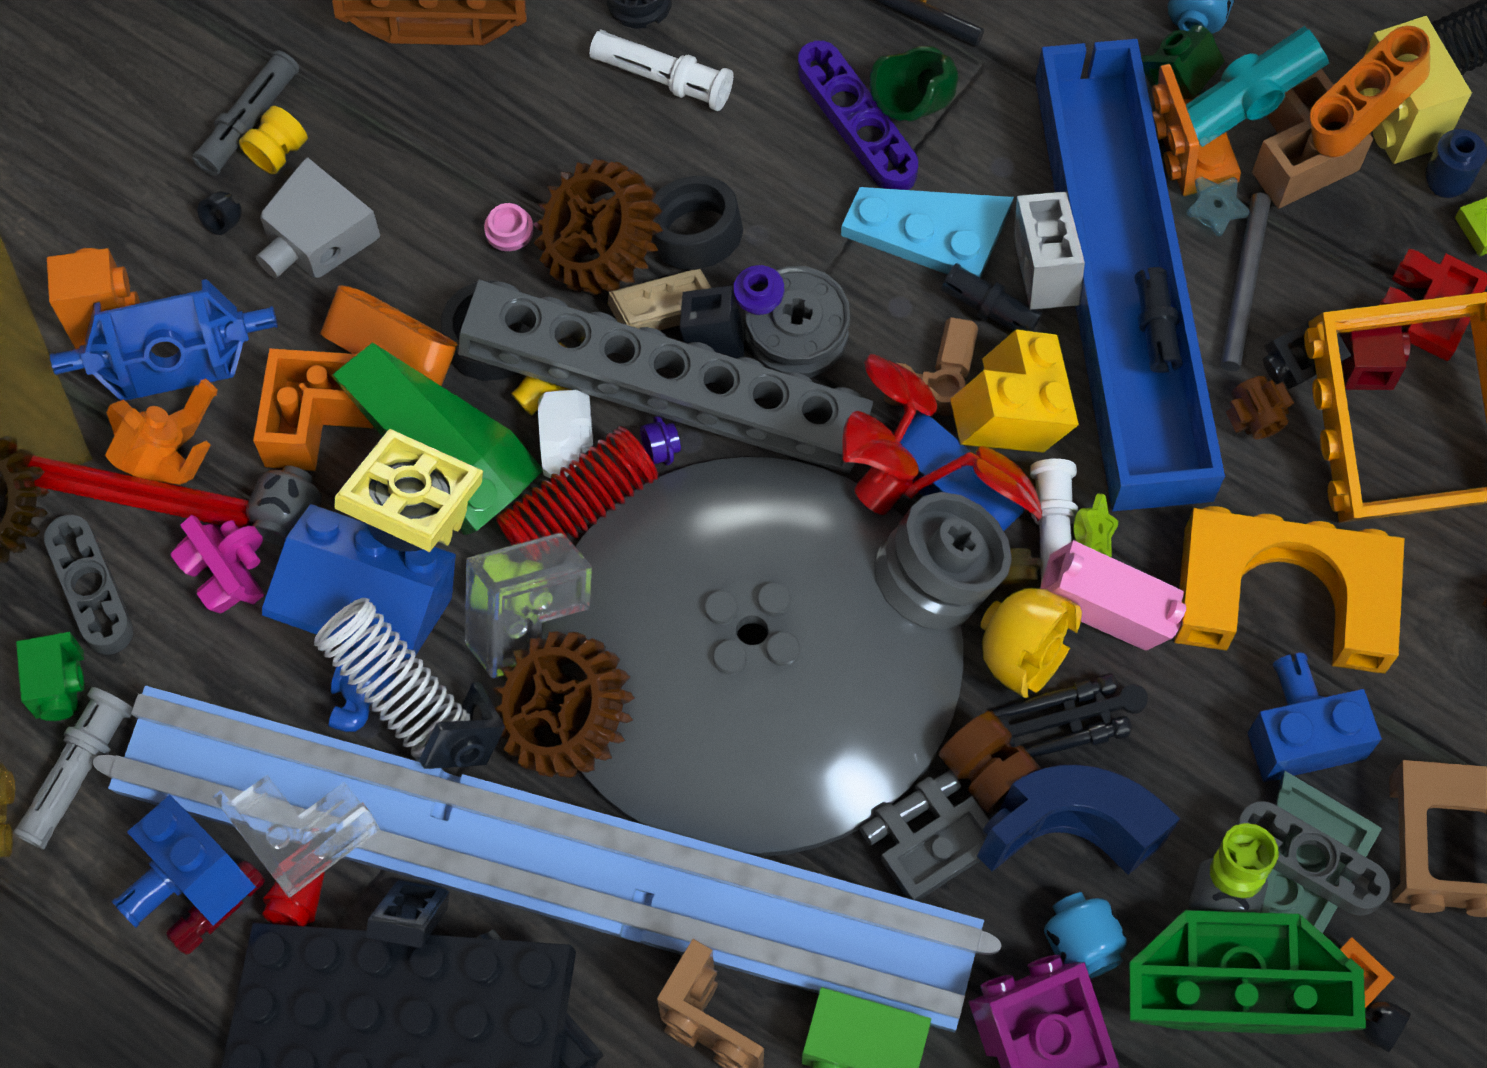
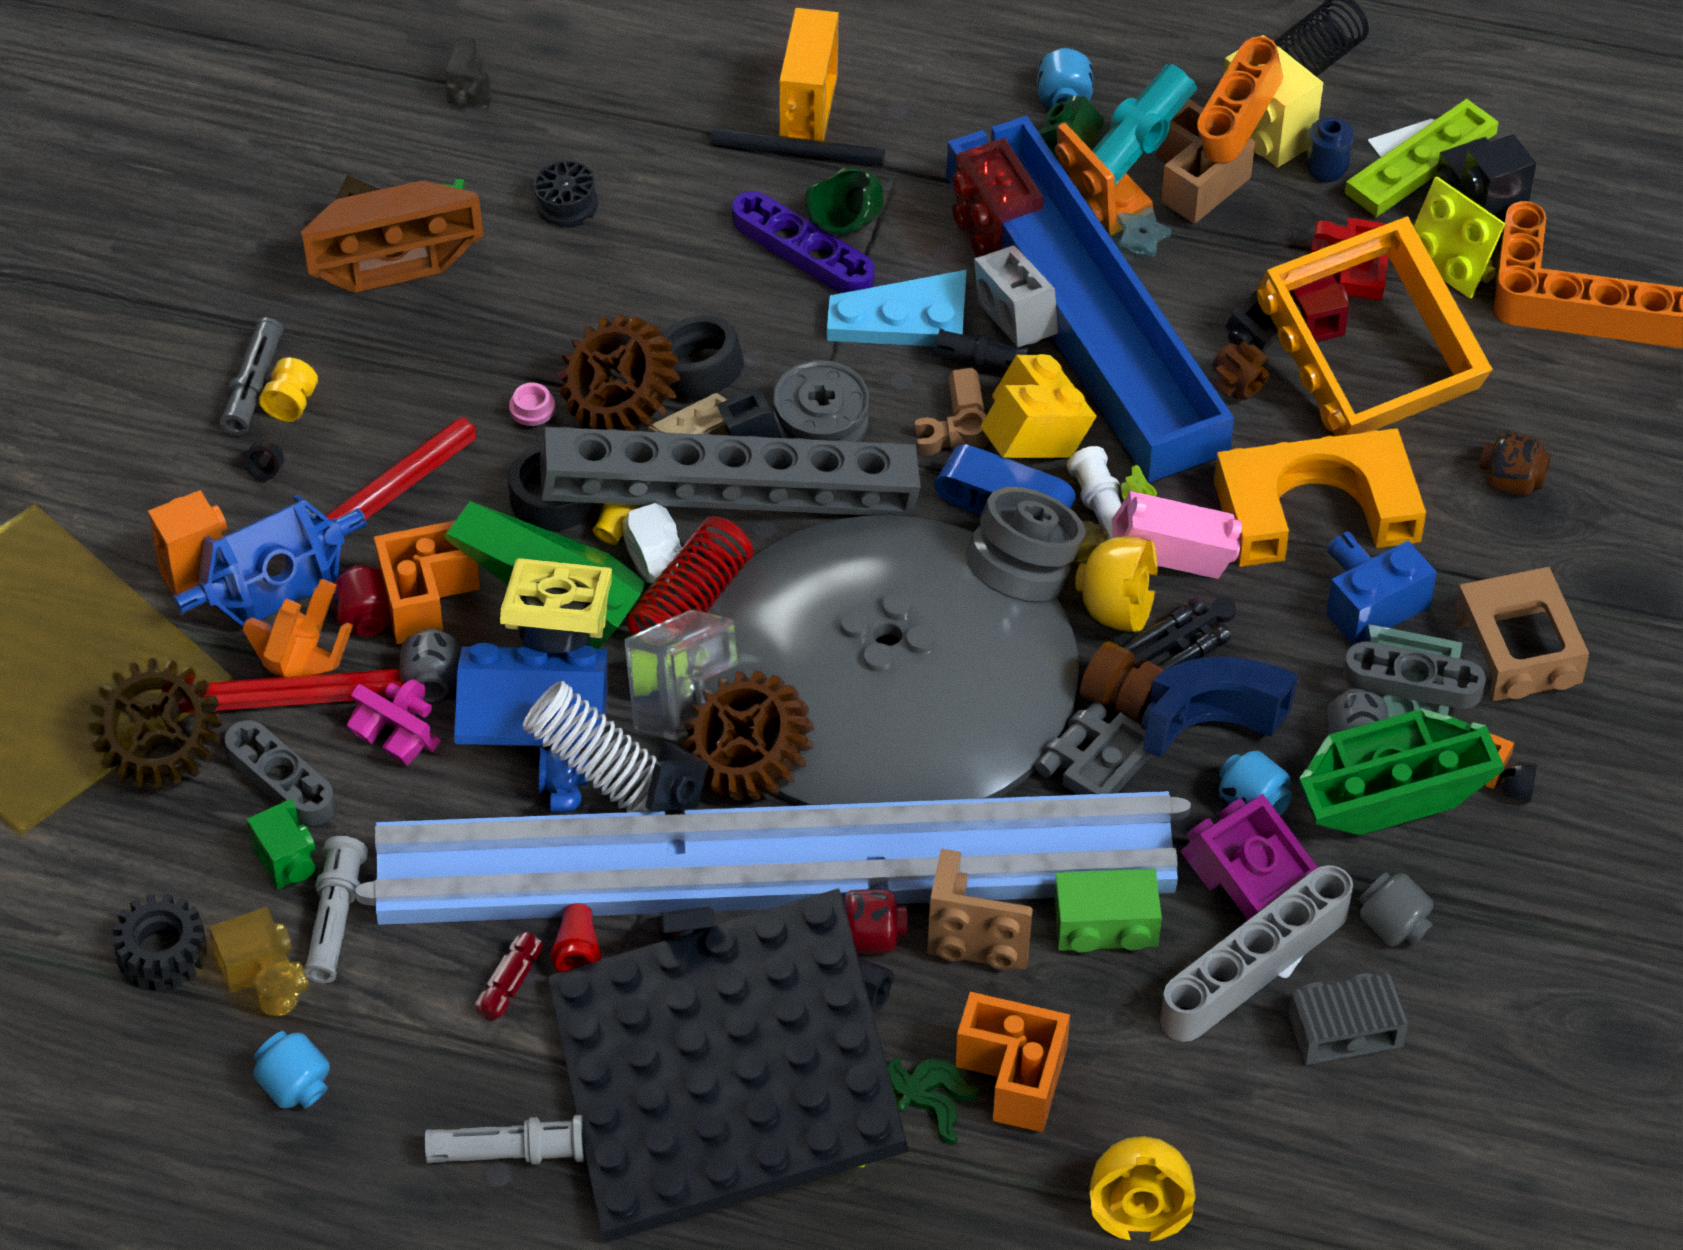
camera: 20 degrees left, 15 degrees down
(182, 862) = (477, 937): blue brick -> none
(238, 407) = (361, 600): none -> dark red head
(297, 845) = (567, 895): clear panel -> none
(314, 224) = (358, 442): light grey torso -> none
(346, 271) = (409, 470): none -> red axle
(360, 319) = (443, 502): orange beam -> none
(610, 969) = (875, 920): none -> dark red head
(660, 441) = (748, 523): dark purple plate -> none
(681, 75) = (636, 249): white pin -> none
(762, 301) = (783, 385): dark purple plate -> none
(894, 467) = (953, 494): red plant -> none
(1066, 122) = (990, 191): none -> clear red bracket
(1158, 320) = (1131, 322): black pin -> none
(1244, 860) = (1361, 690): lime wheel -> none
(1245, 282) = (1189, 285): flat silver bar -> none

